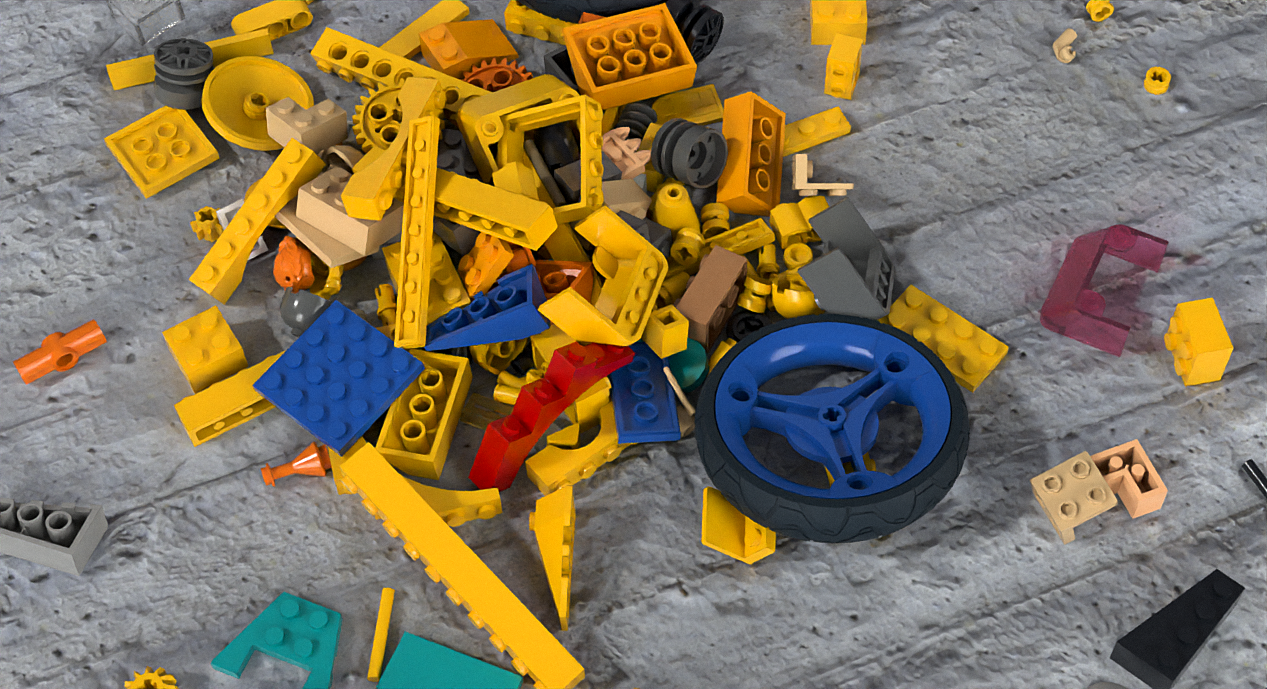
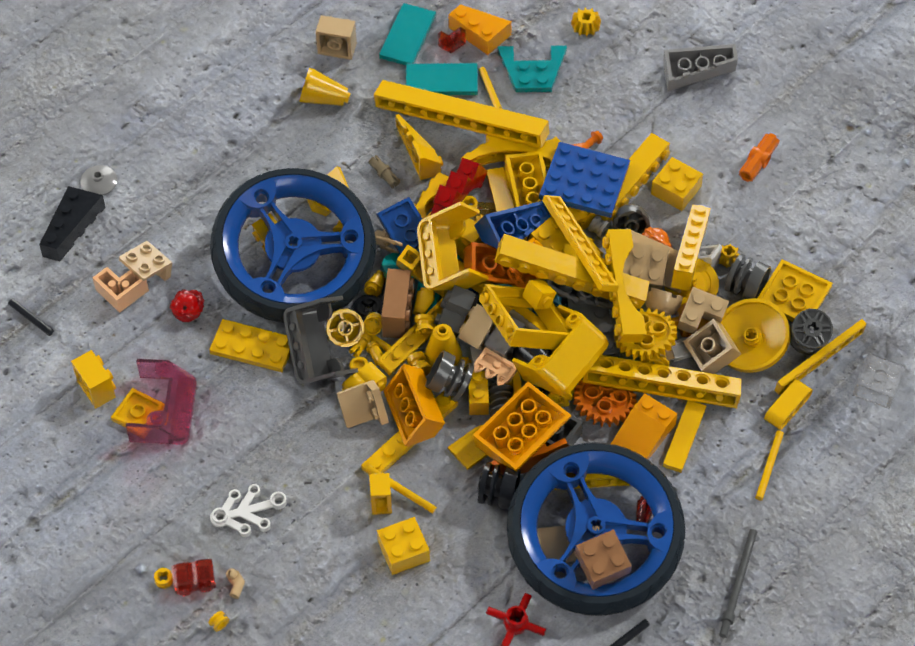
camera: 155 degrees right, 0 degrees up
(209, 169) = (745, 277): none -> dark grey wheel
(316, 82) = (712, 347): none -> tan brick
(469, 425) = (499, 189): none -> yellow tile
(628, 540) = (384, 171): none -> dark tan pin
(812, 80) = (406, 492): none -> yellow bar
(1021, 424) = (192, 300): none -> red hair
(1054, 124) = (245, 510): none -> white plant
(1118, 63) = (193, 577): none -> clear red brick
(1139, 299) = (136, 408): none -> yellow tile

